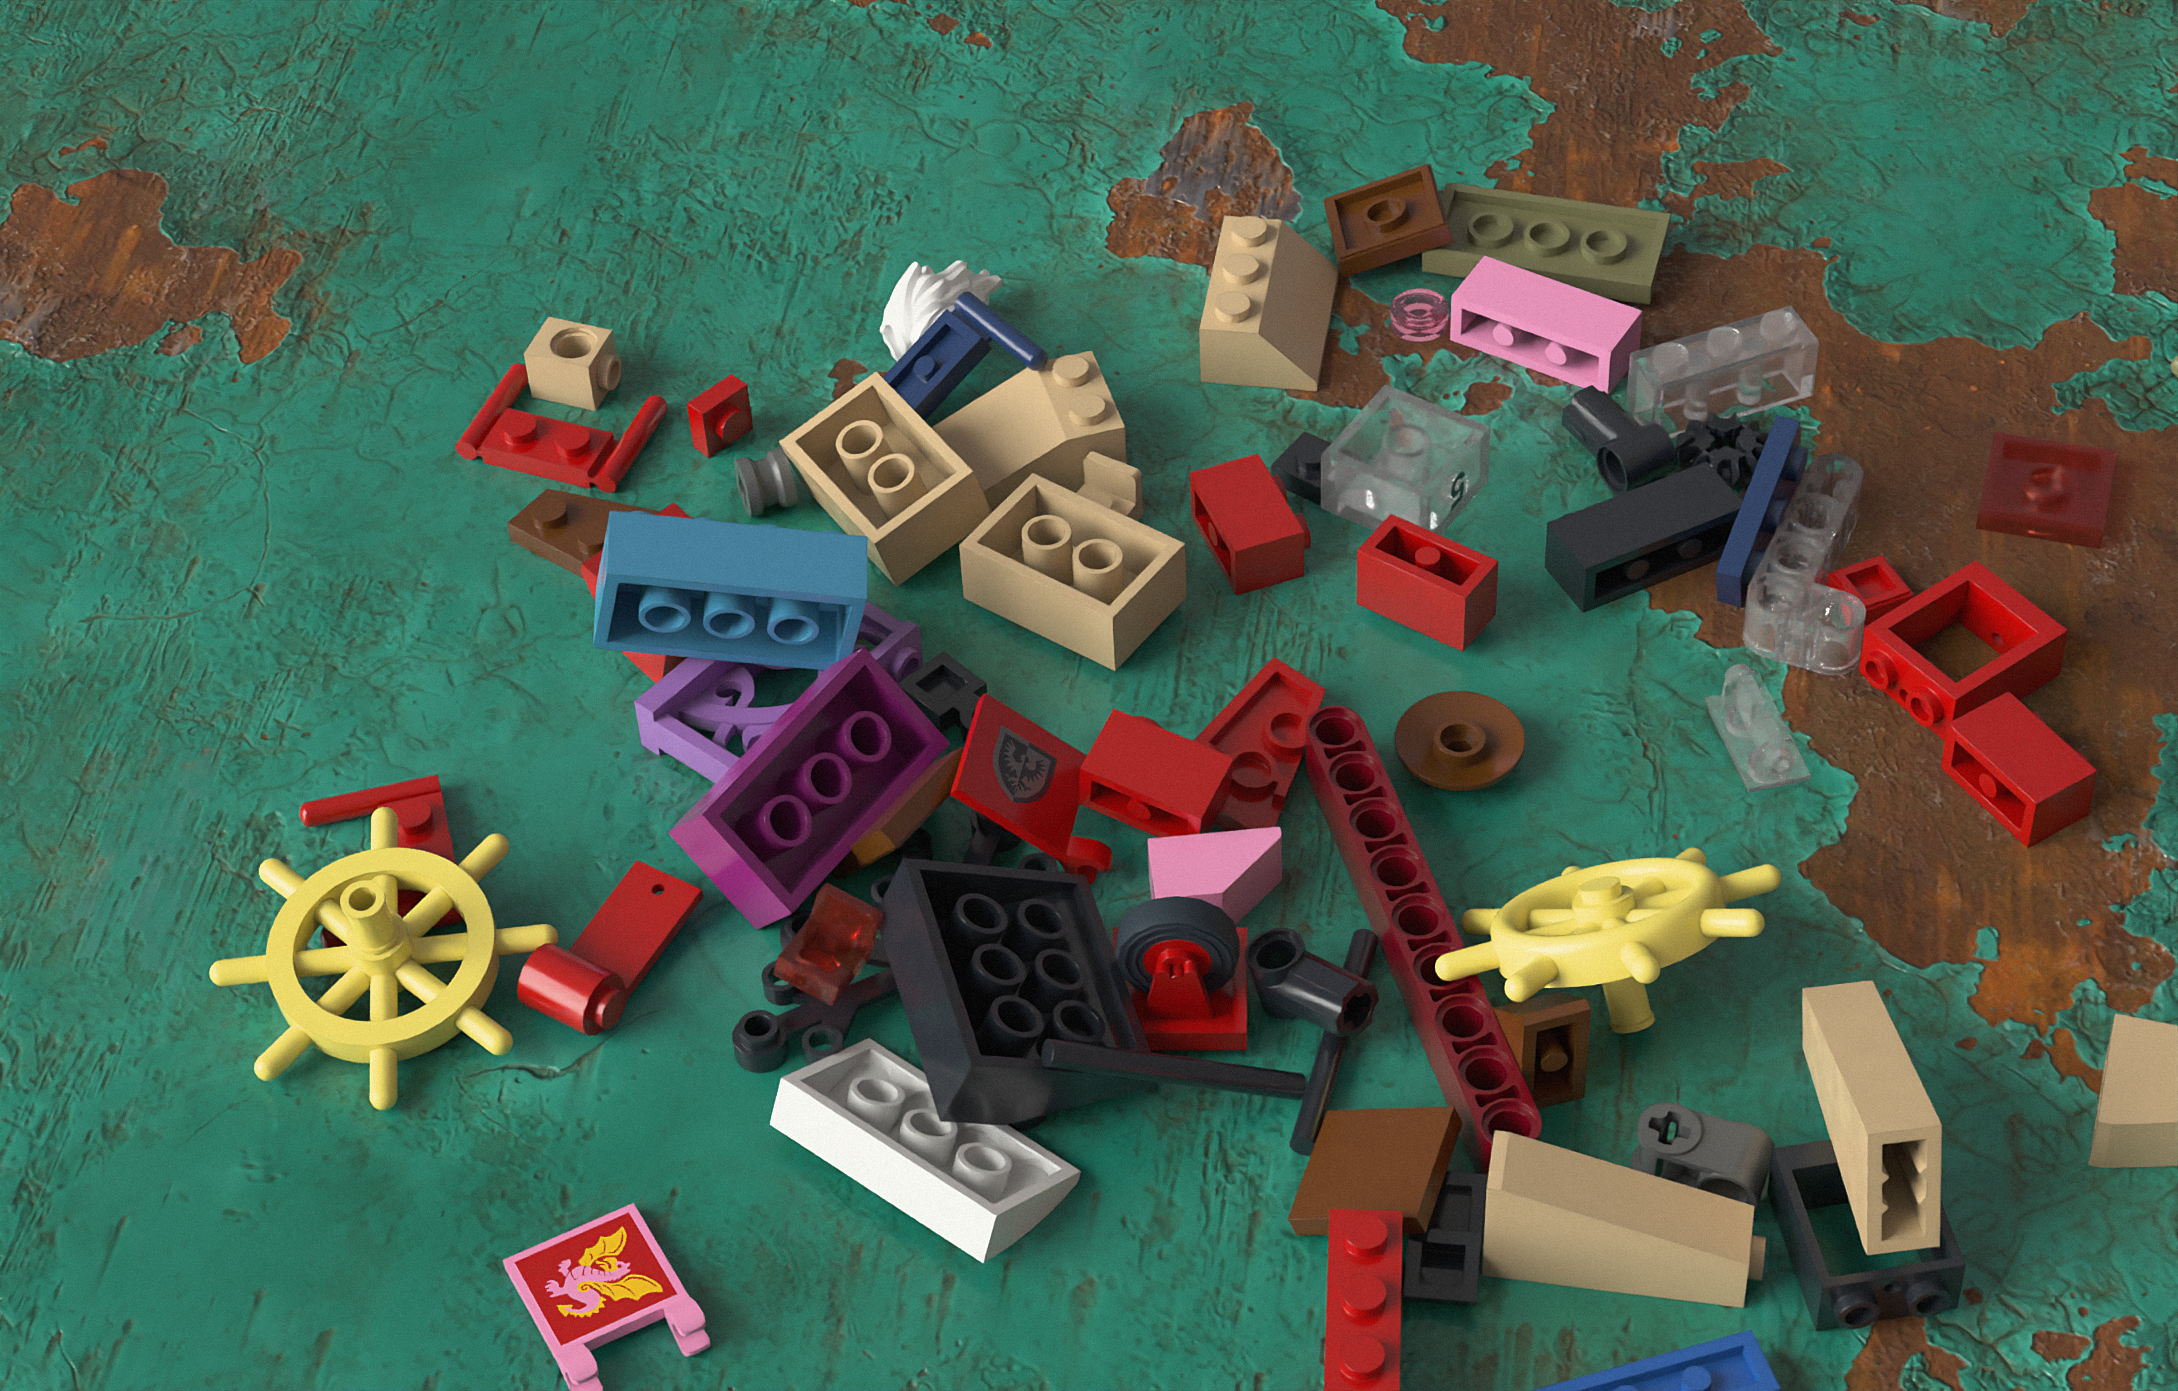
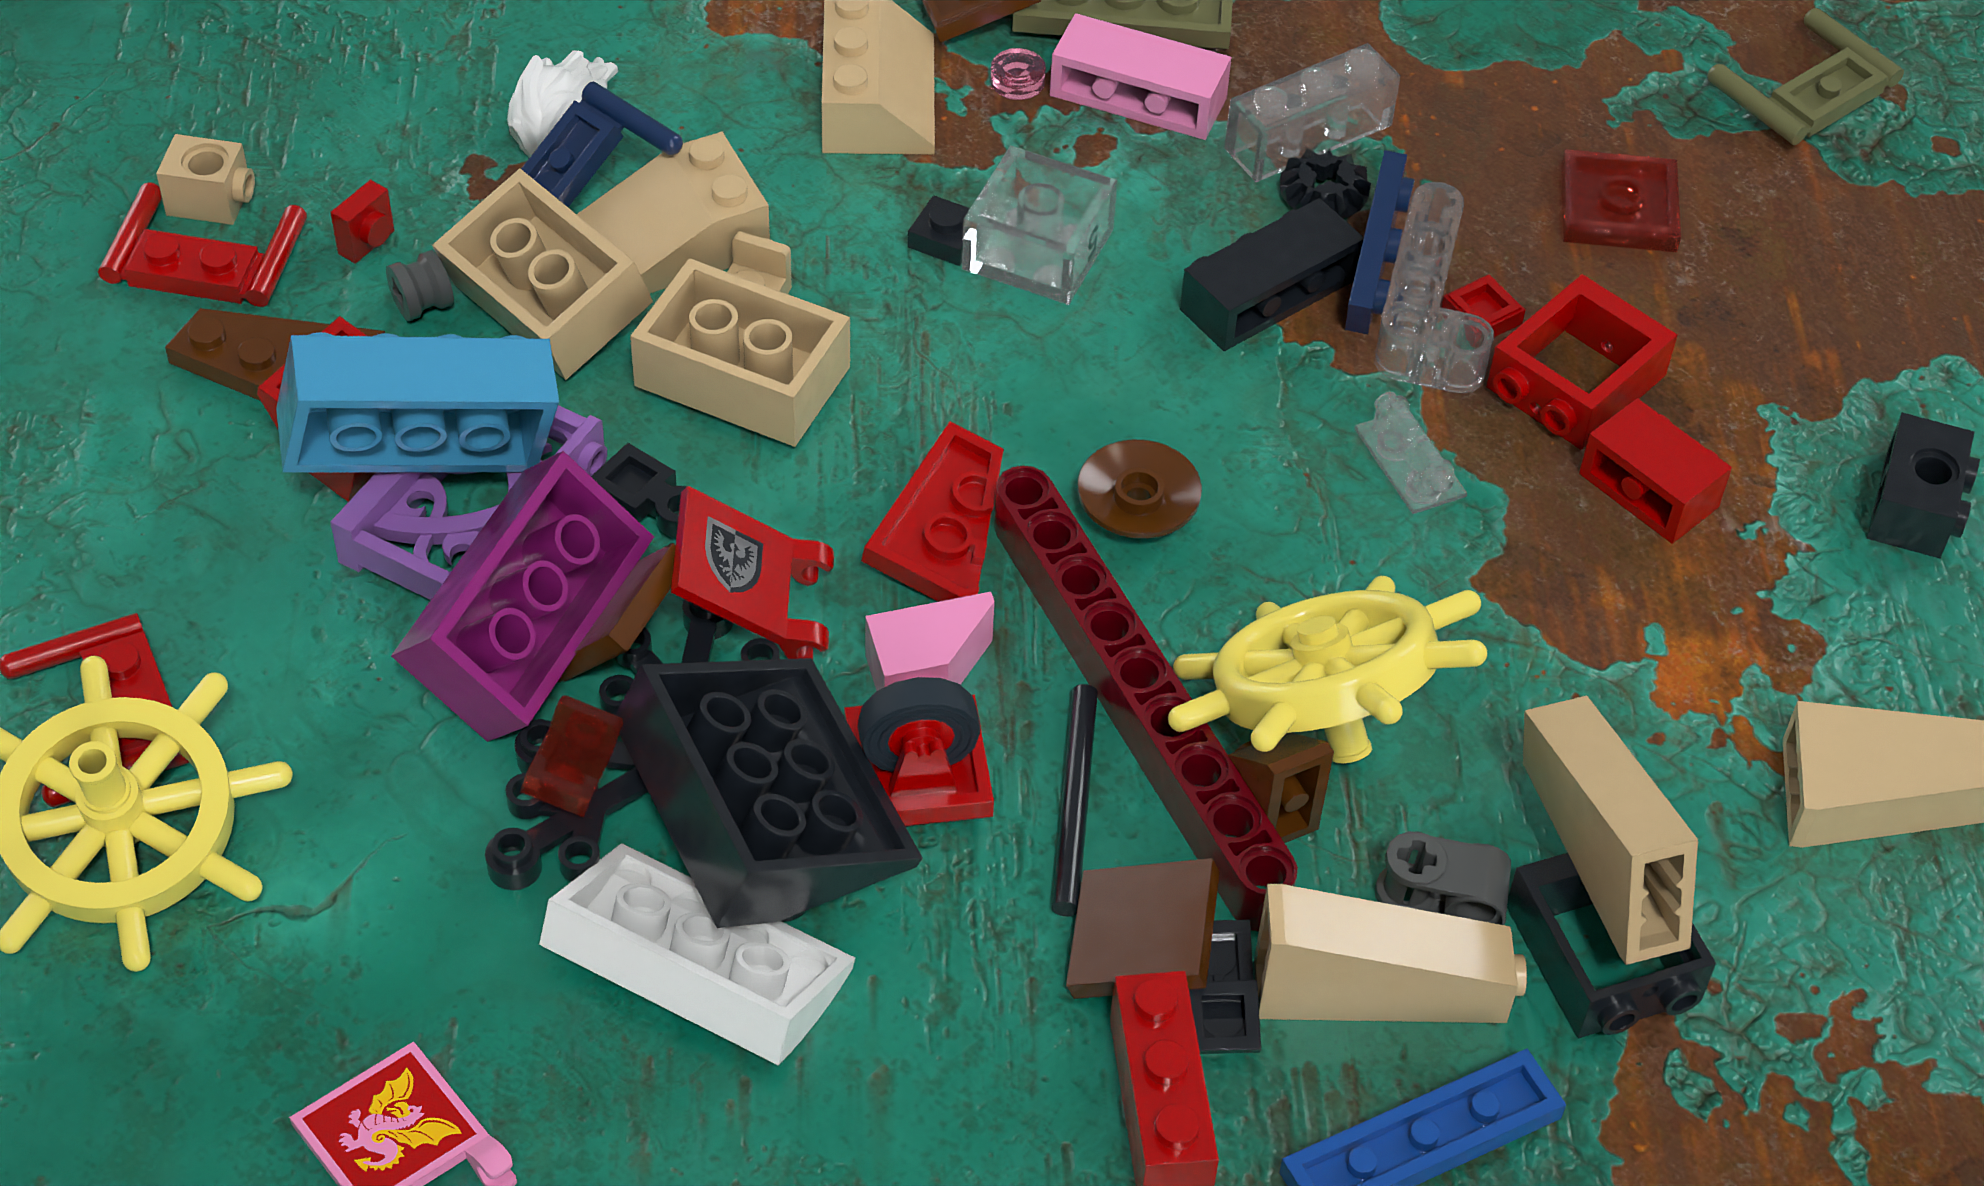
camera: 15 degrees left, 5 degrees up
(612, 954) = (336, 804): red door -> none
(1154, 777) = (862, 554): red brick -> none
(1172, 1069) = (933, 849): black bar -> none
(1248, 524) = (898, 290): red brick -> none
(1306, 986) = (1039, 747): black piece -> none
(1427, 582) = (1081, 335): red brick -> none
(1623, 449) = (1235, 192): black piece -> none

